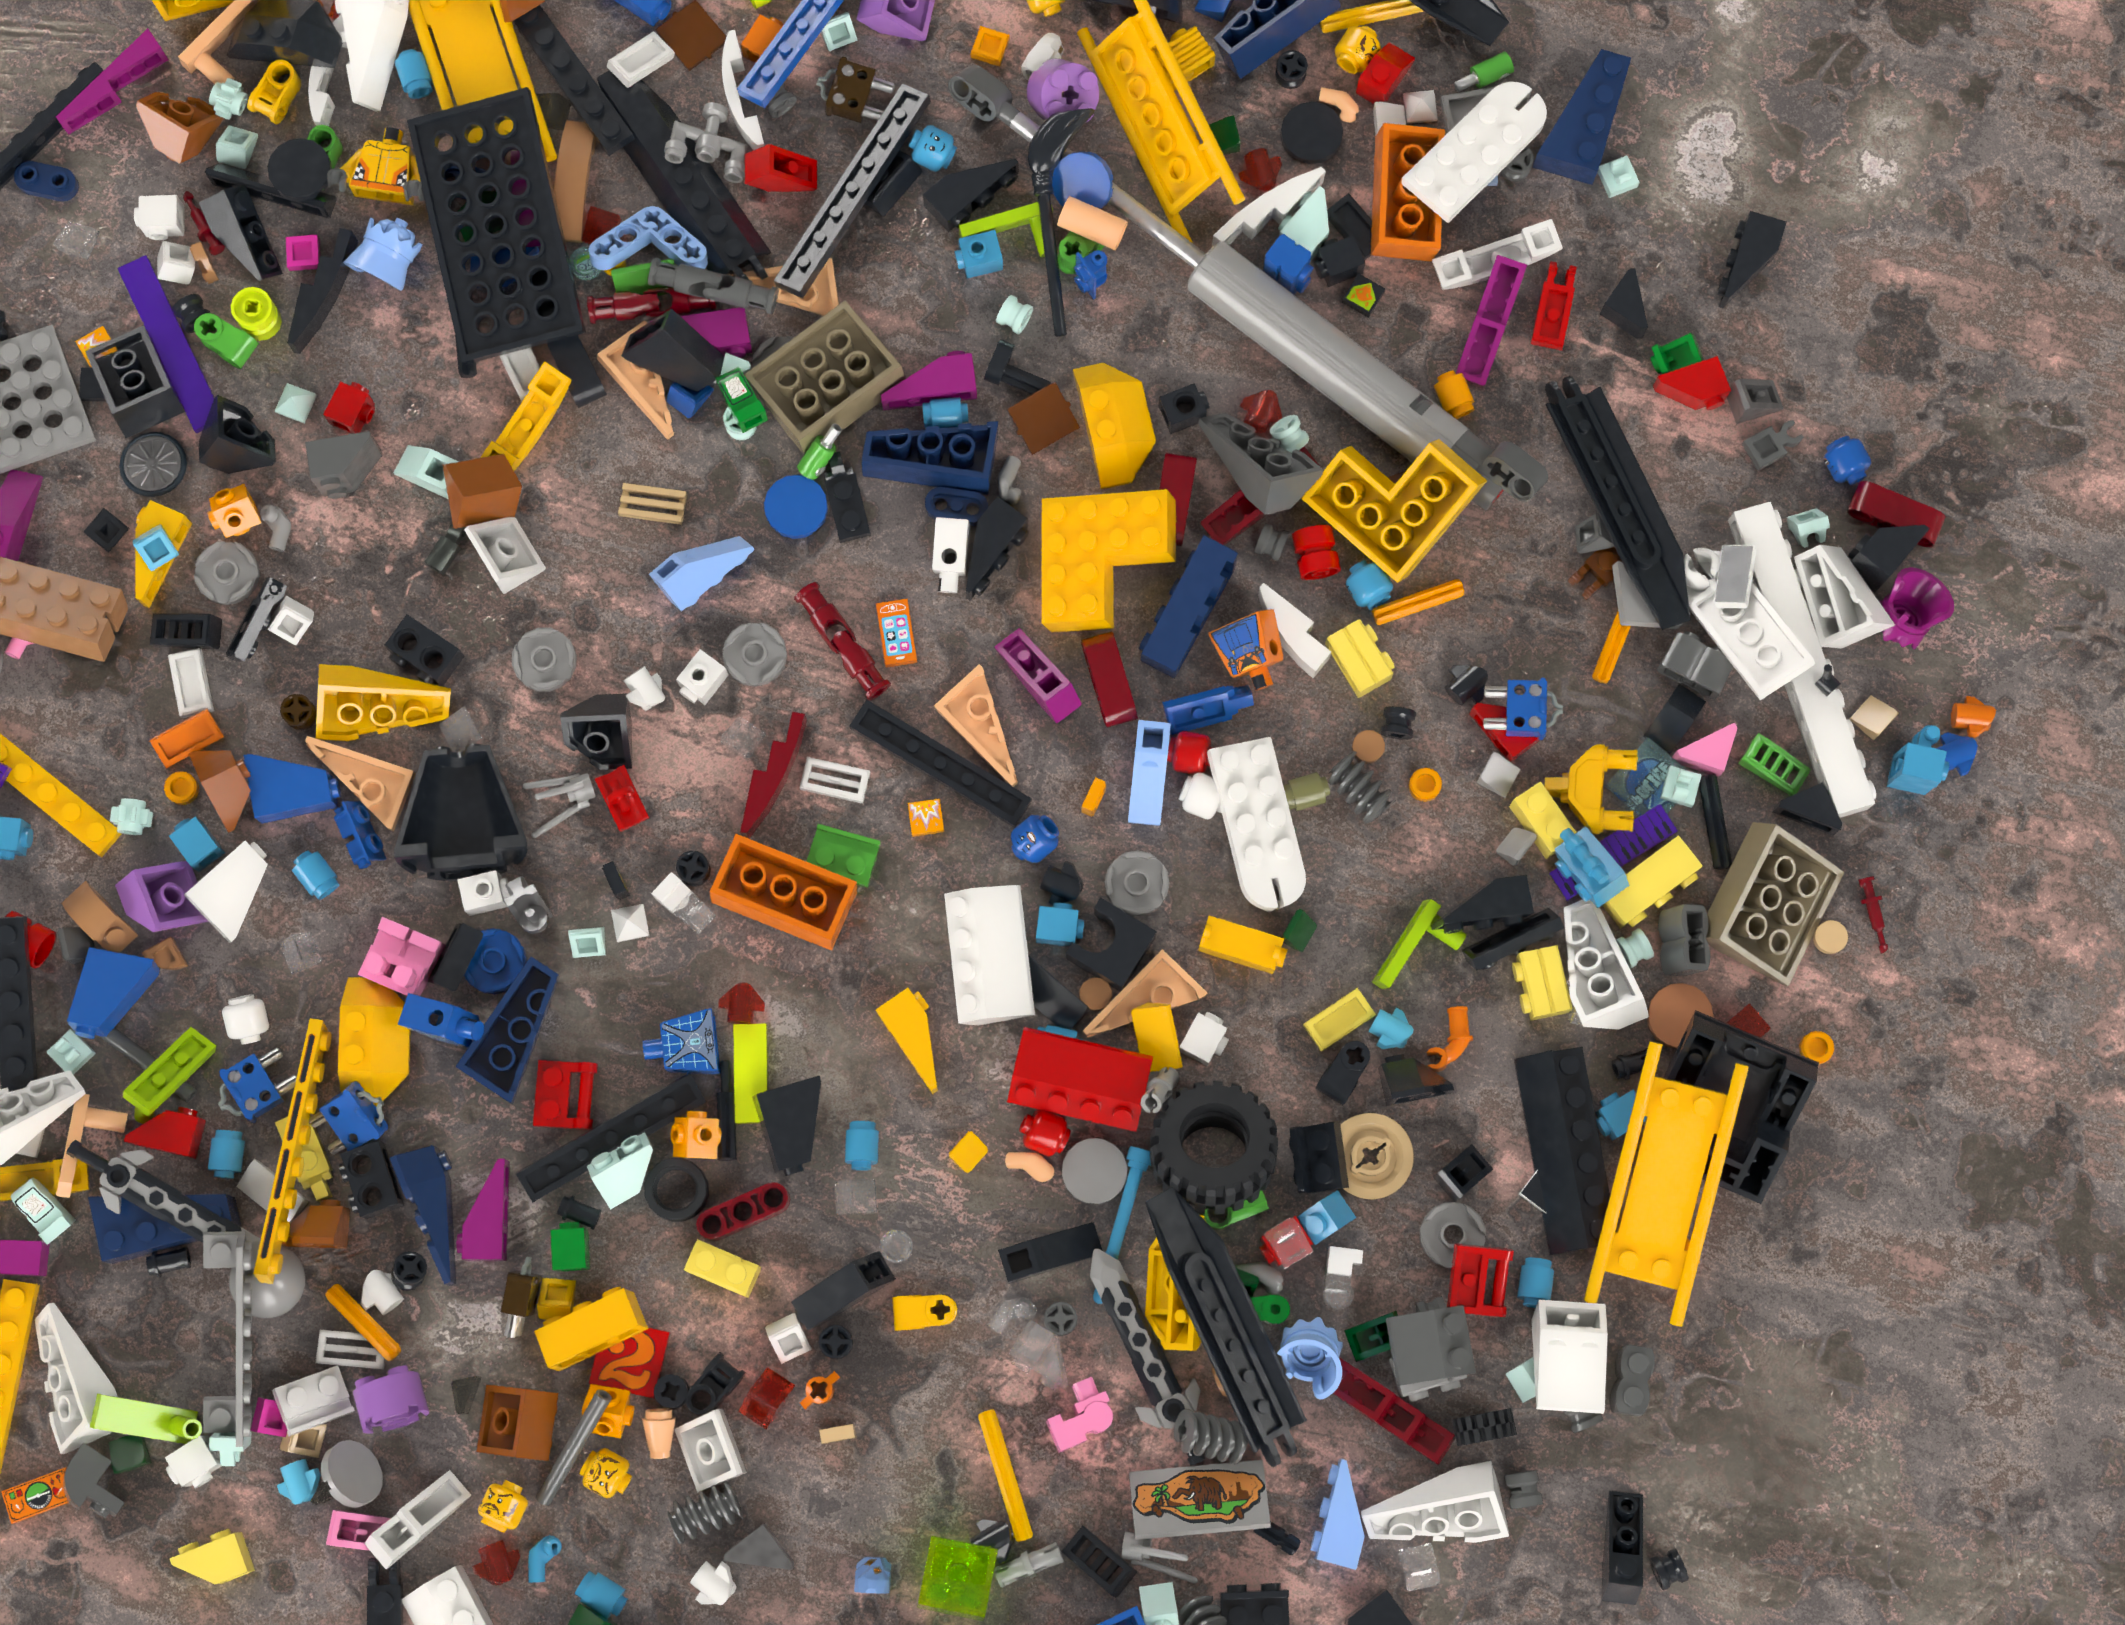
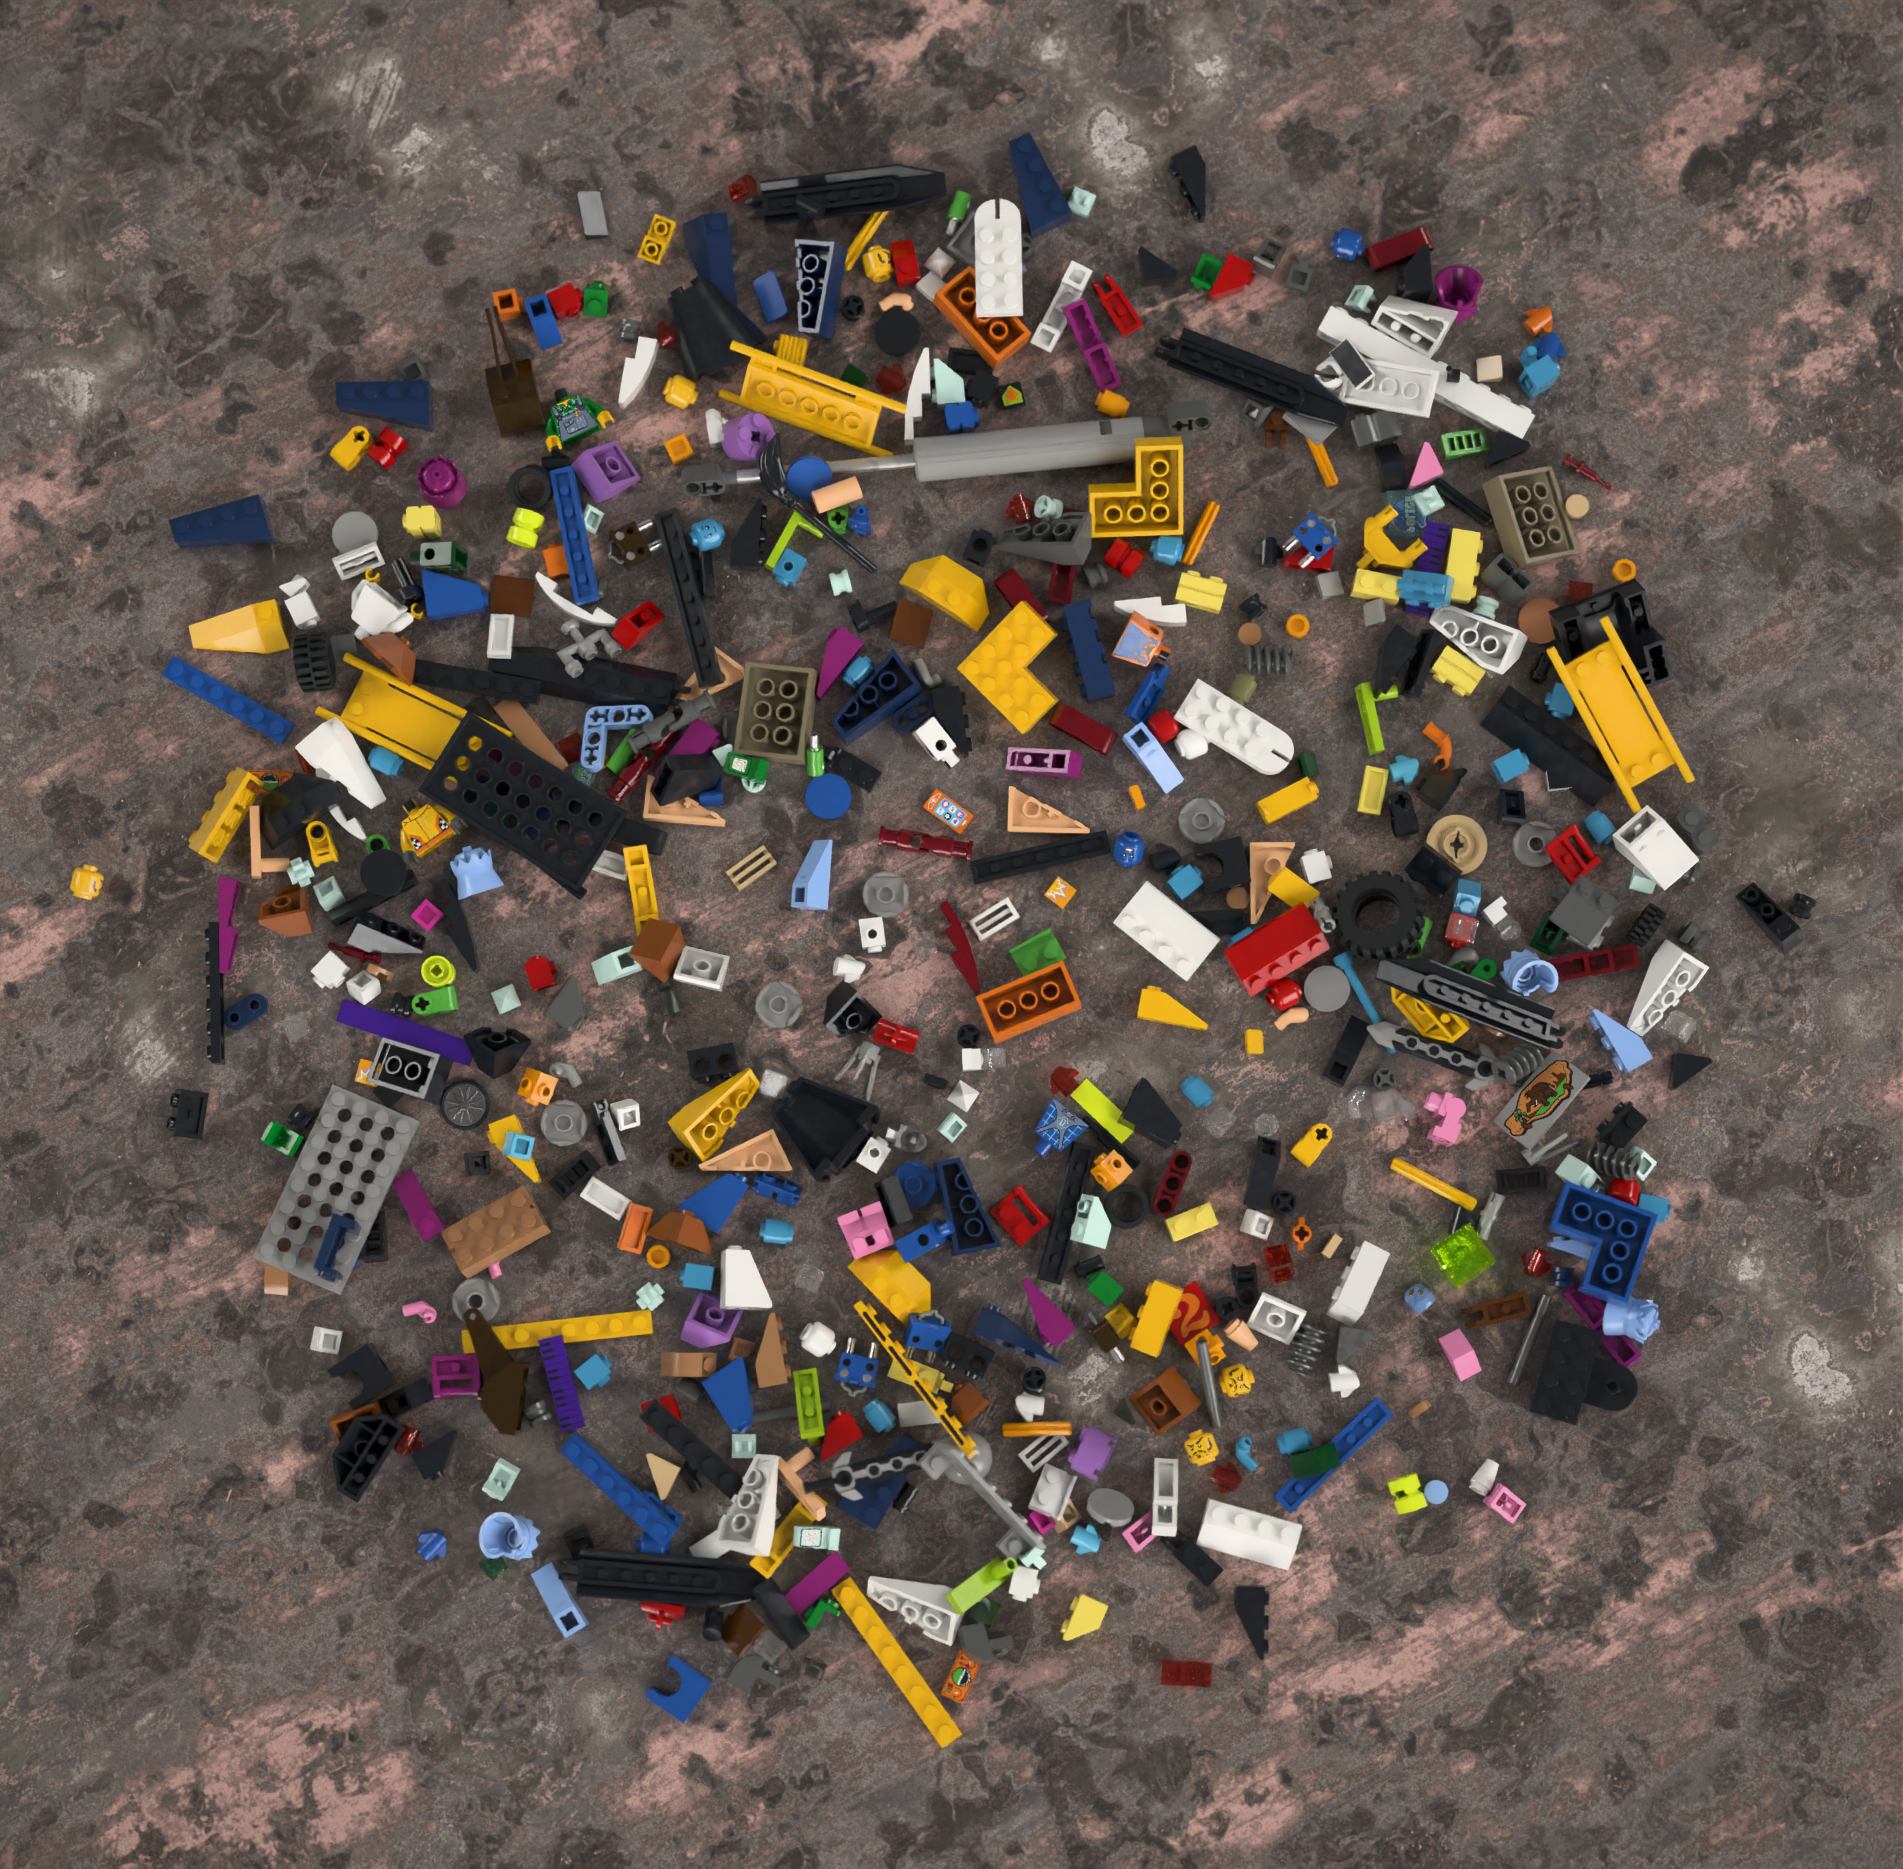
camera: 45 degrees left, 5 degrees up
(180, 993) = (770, 1360): none -> medium nougat slope
(826, 1497) = (1358, 1283): none -> white wedge
(1503, 1129) = (1510, 766): none -> dark azure brick

